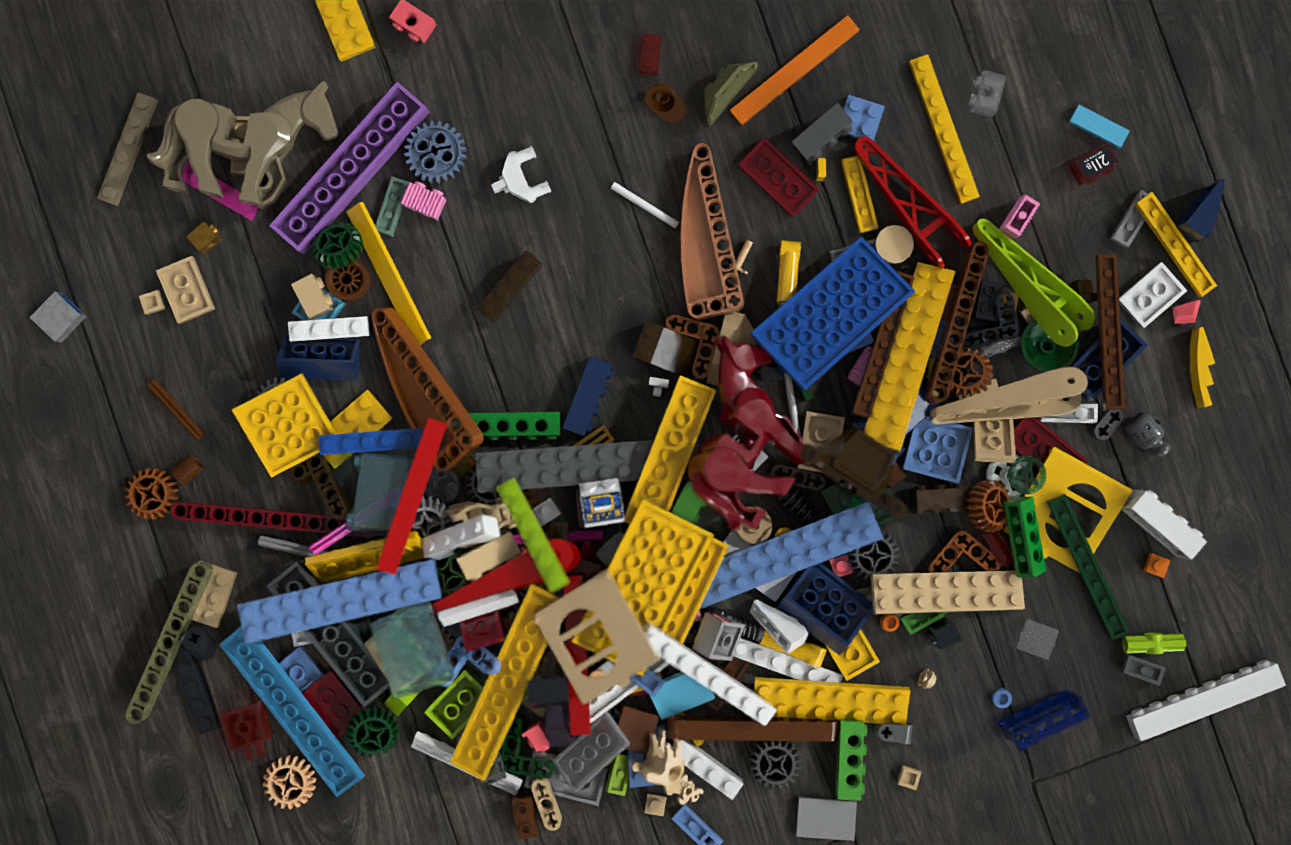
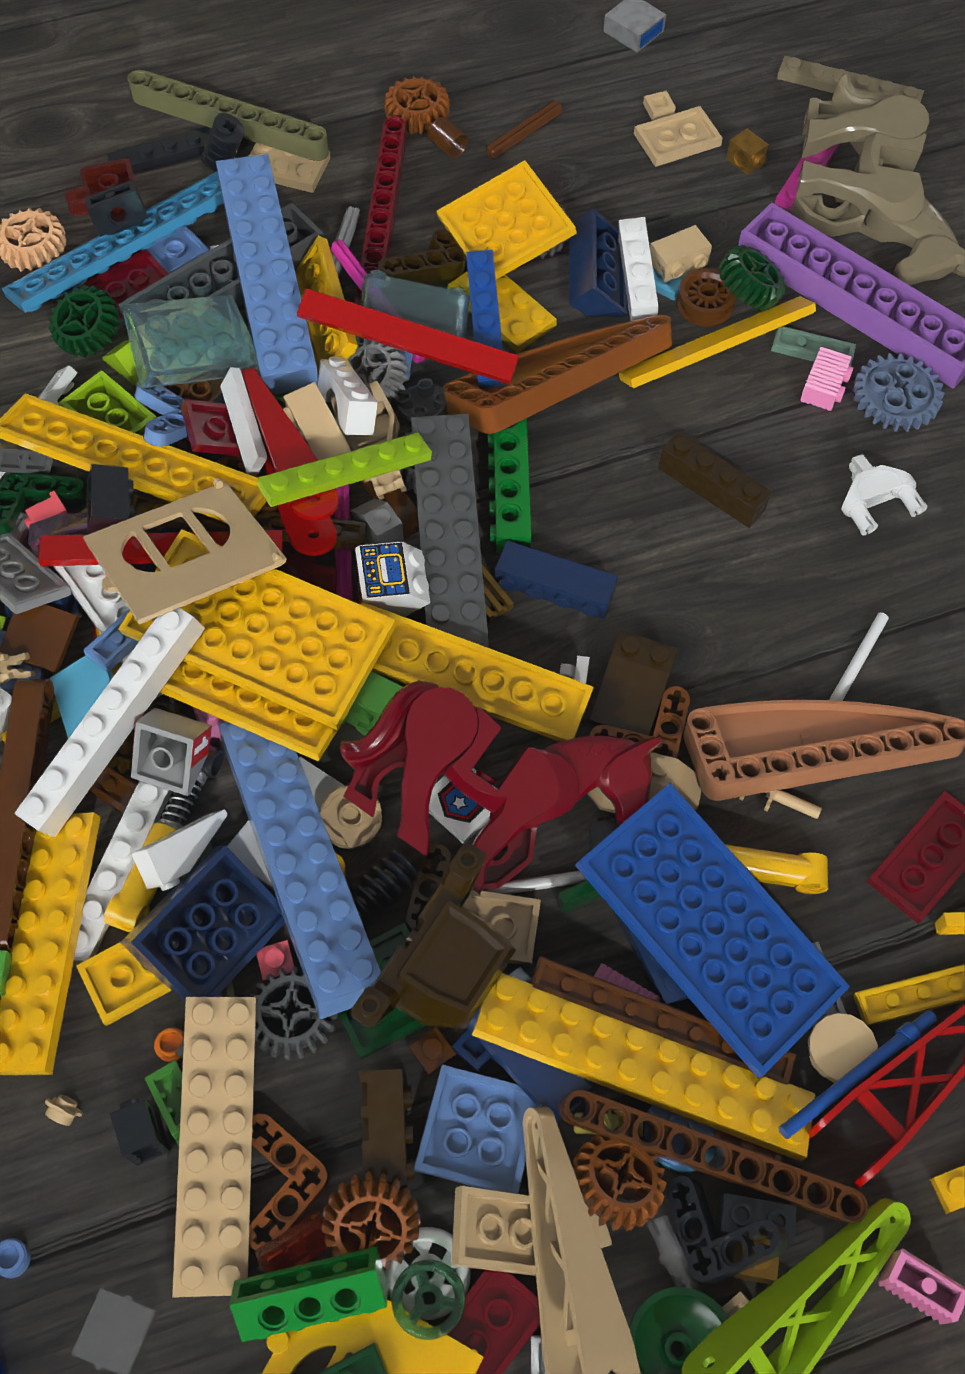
camera: 85 degrees right, 25 degrees down
(271, 718) = (123, 196): none -> black brick
(888, 208) = (905, 1036): none -> blue bar

